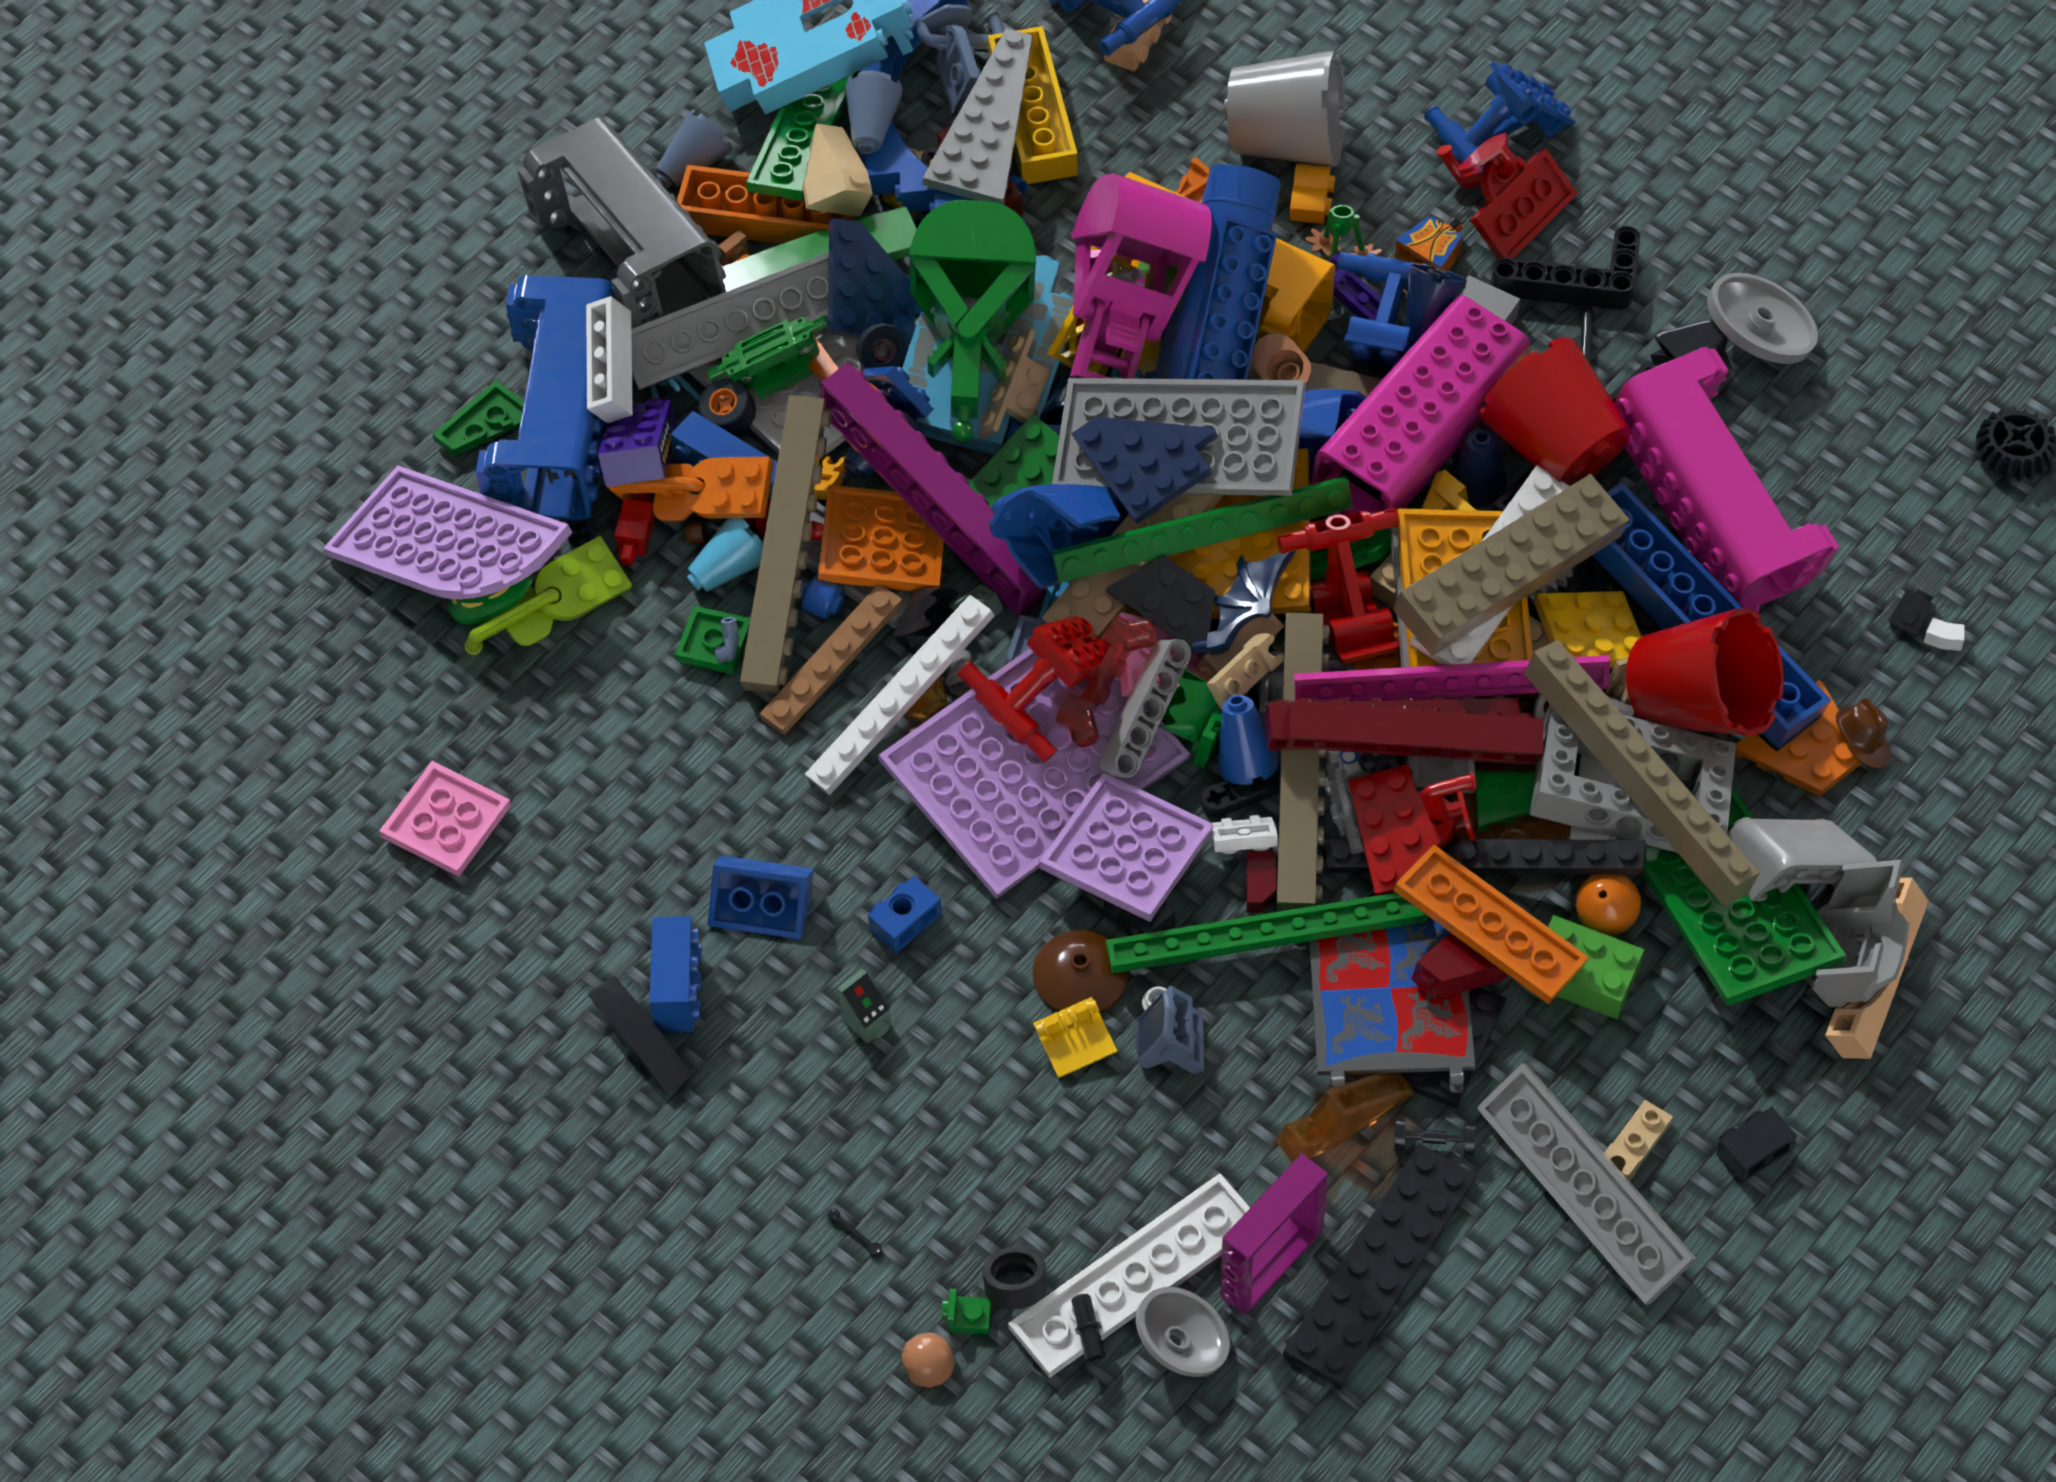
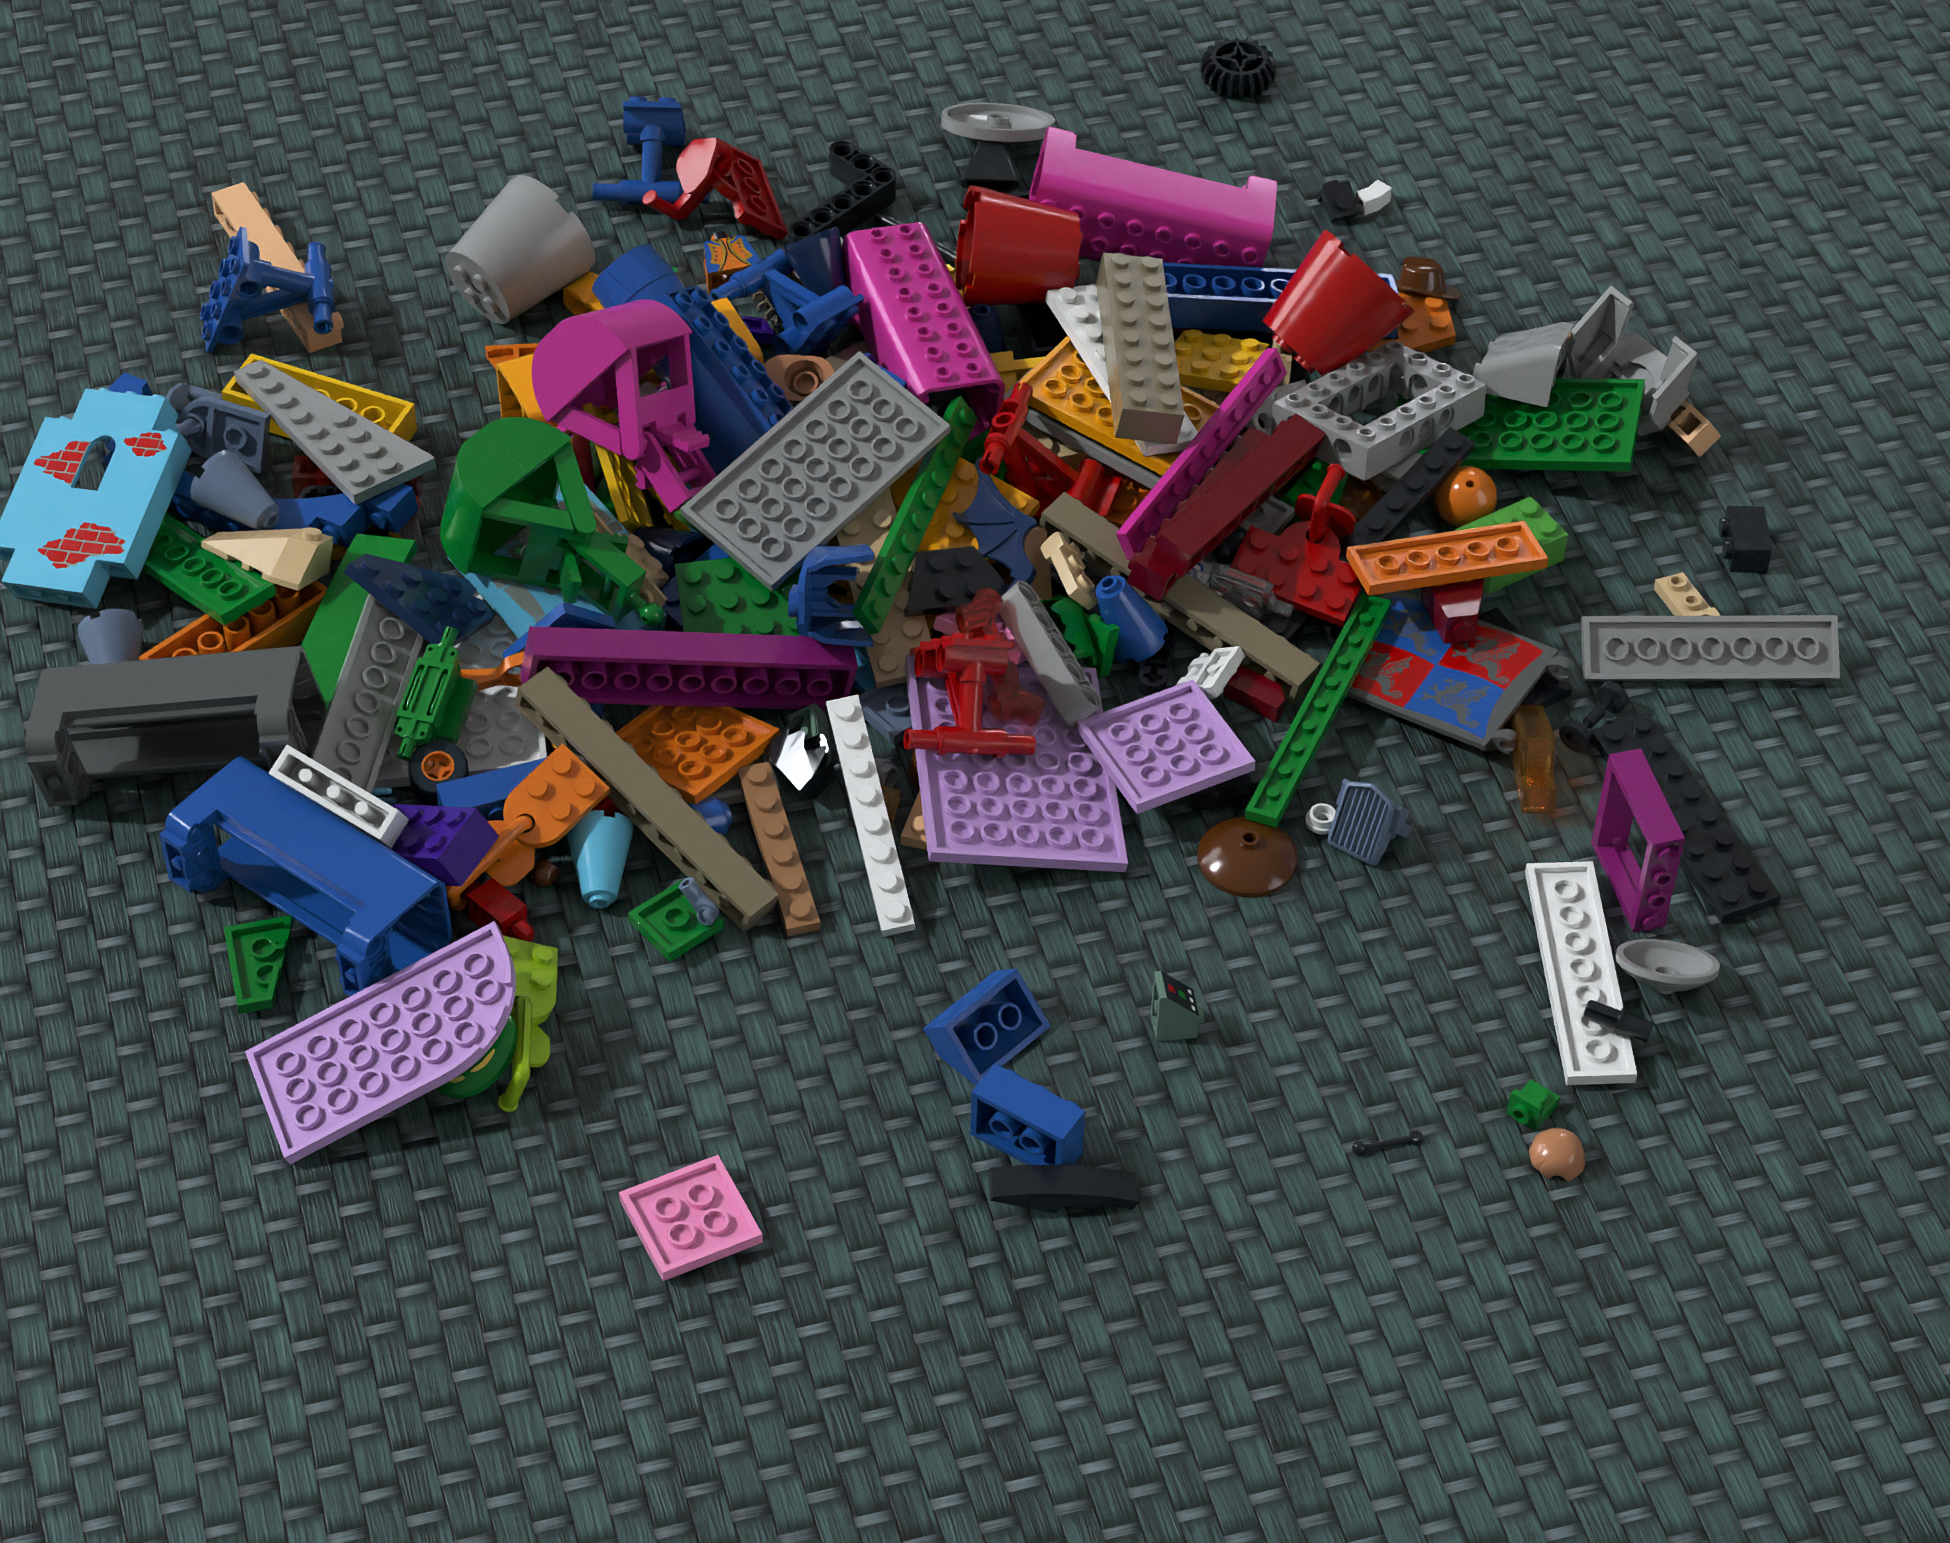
camera: 60 degrees left, 10 degrees down
(886, 335) = (491, 631): black bush -> none
(898, 929) = (1093, 936): blue brick -> none
(1017, 1295) = (1533, 1064): black tyre -> none
(1075, 1037) = (1313, 888): yellow hinge -> none
(1145, 460) = (819, 503): dark blue wing -> none
(1641, 773) = (1403, 380): dark tan brick -> none

